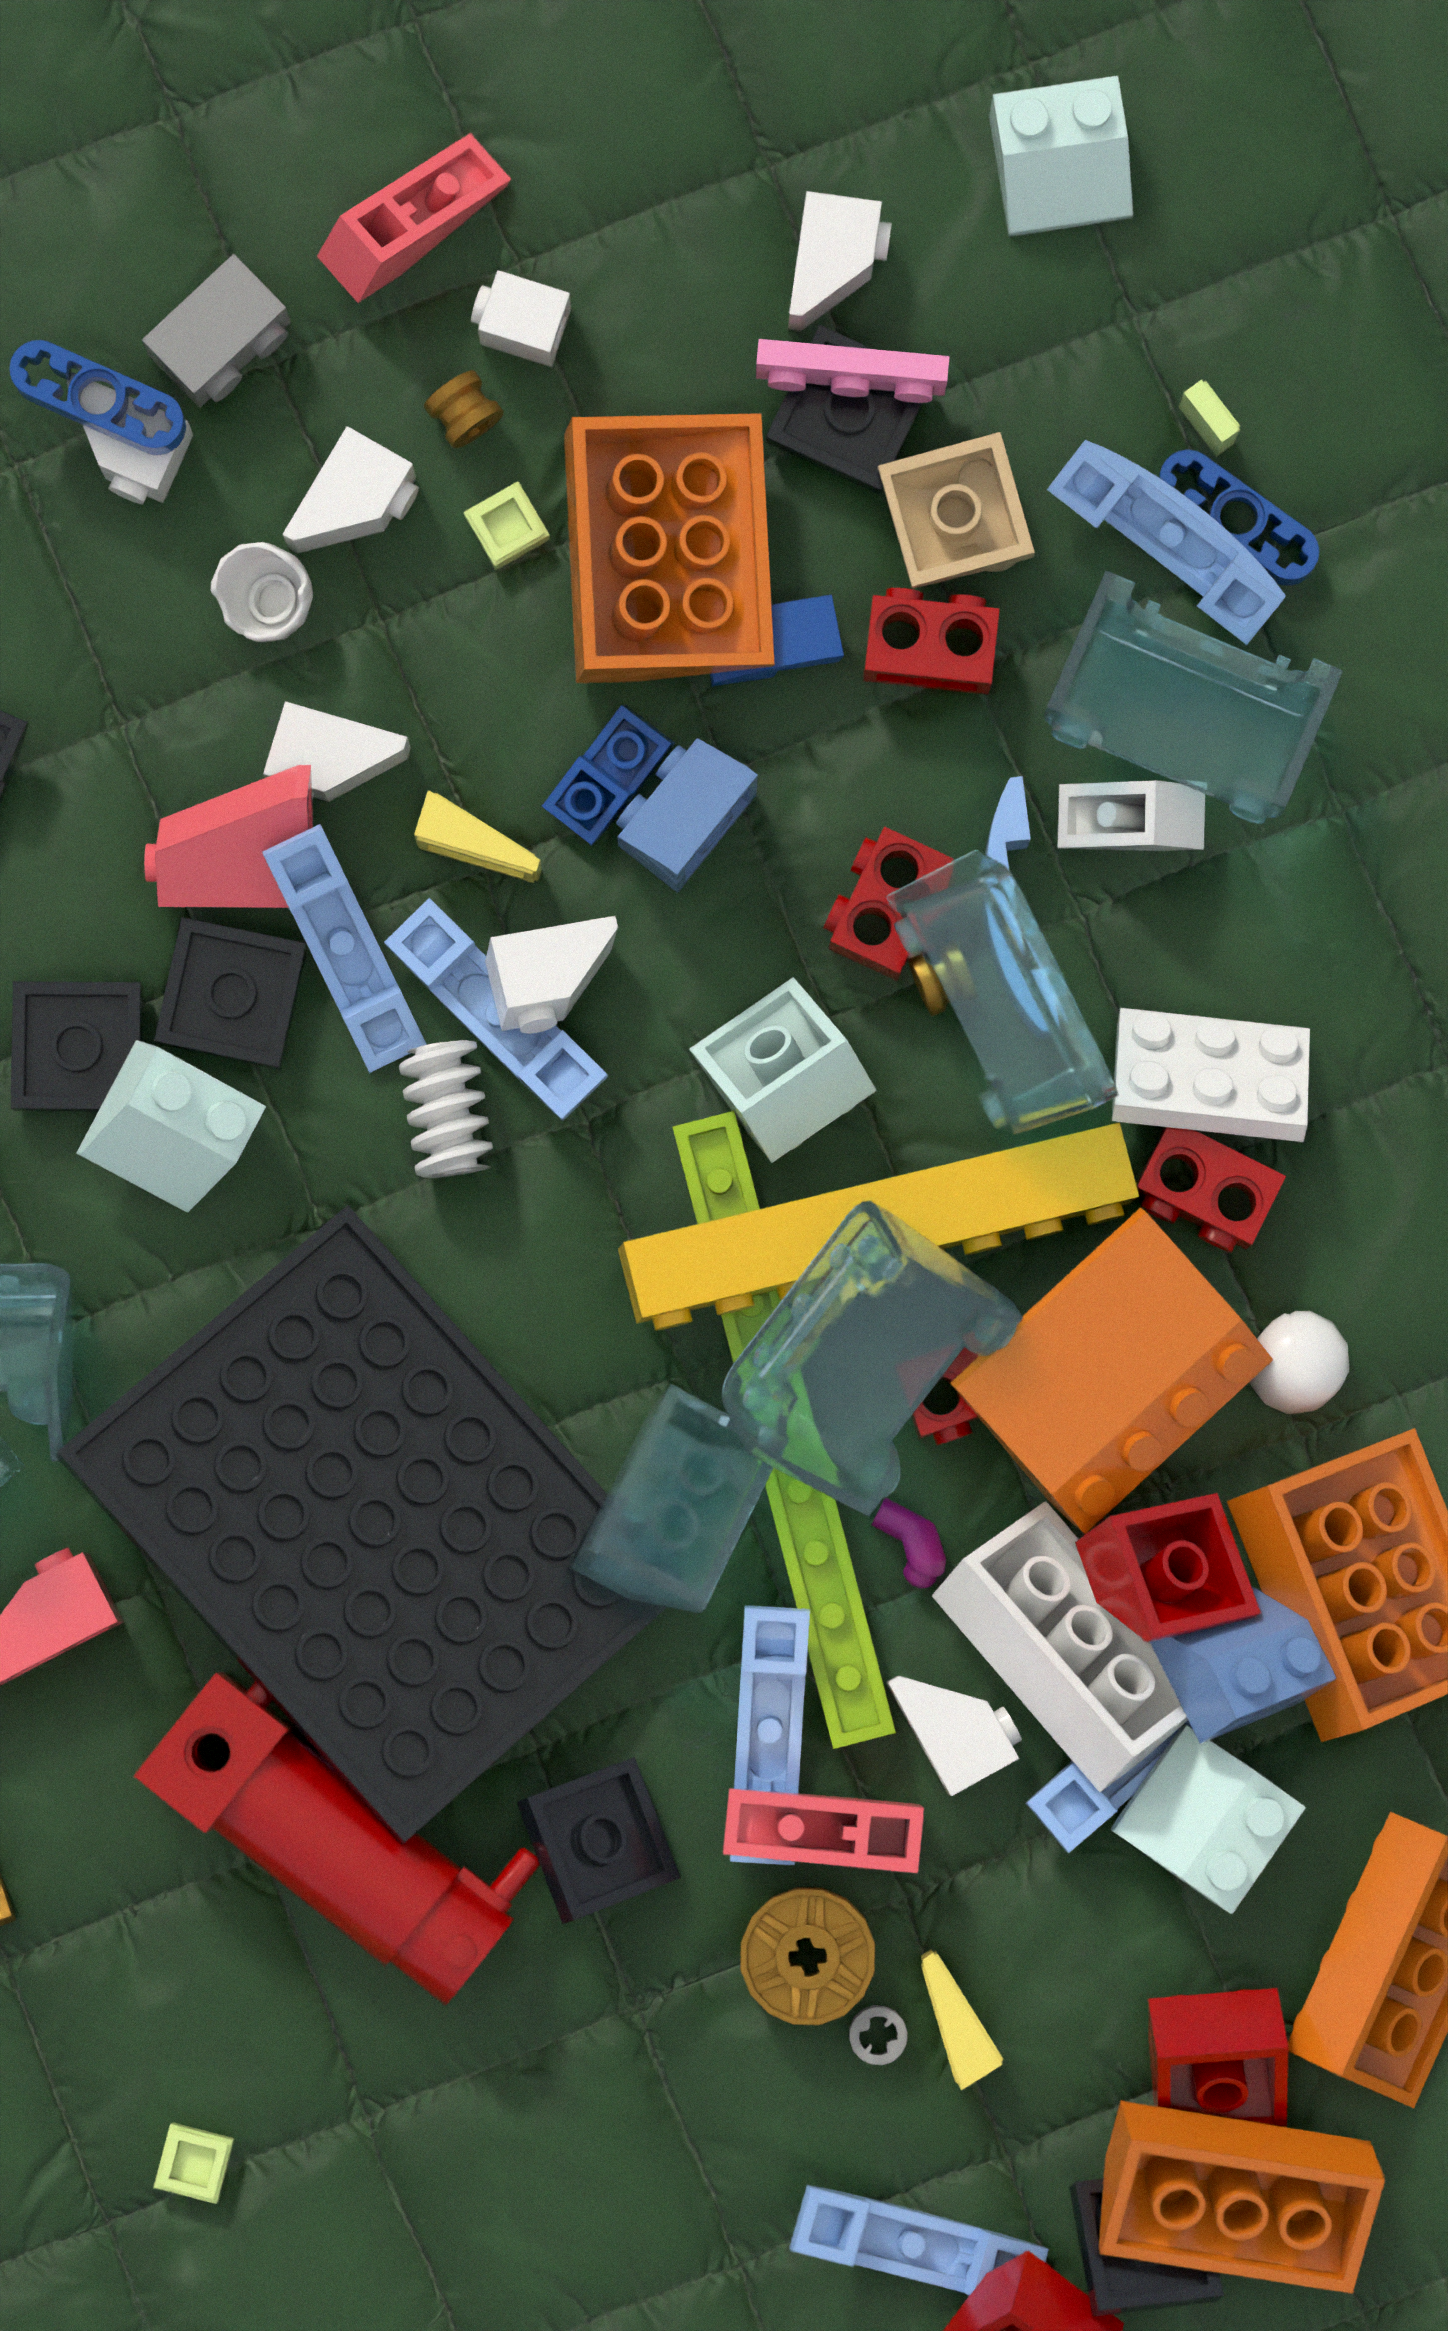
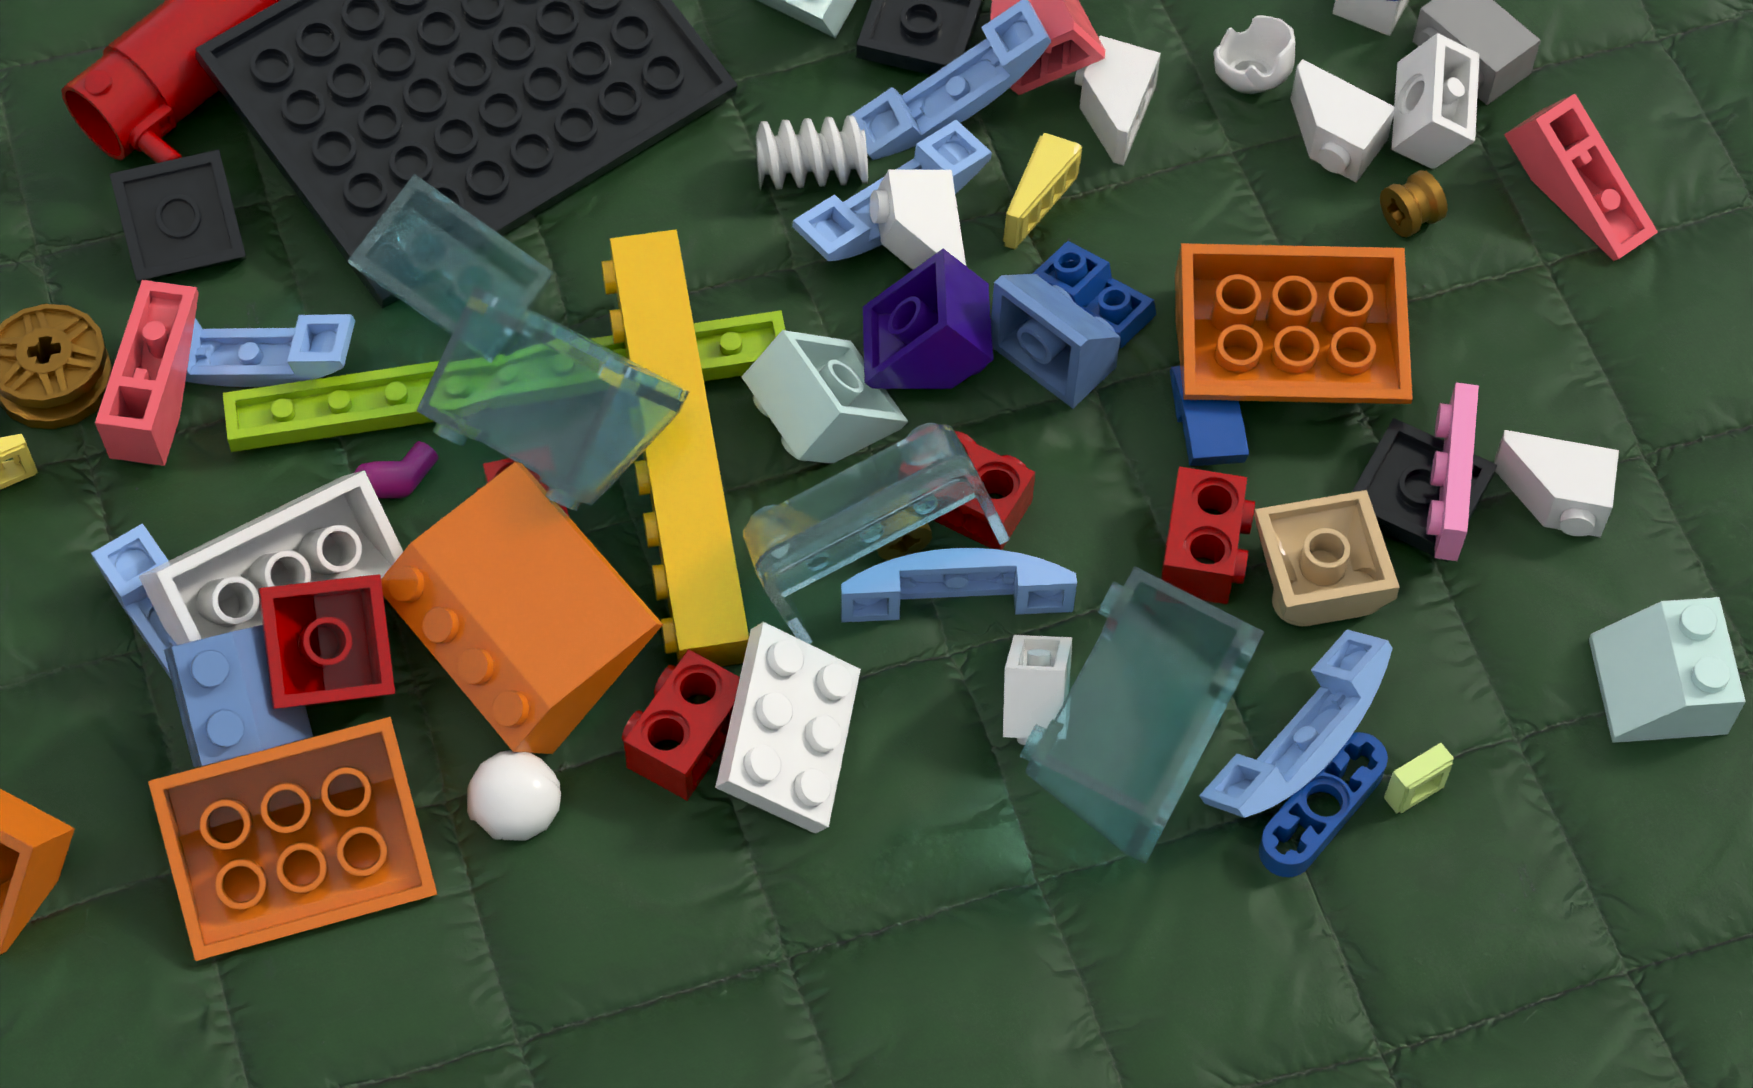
camera: 95 degrees right, 25 degrees down
(326, 379) = (1435, 101): none -> white brick
(506, 525) = (1312, 228): yellowish green tile -> none
(521, 317) = (1494, 250): white brick -> none
(691, 958) = (928, 328): none -> dark purple slope
(956, 1732) = (222, 483): white slope -> none
(1207, 1819) = (97, 675): light aqua slope -> none

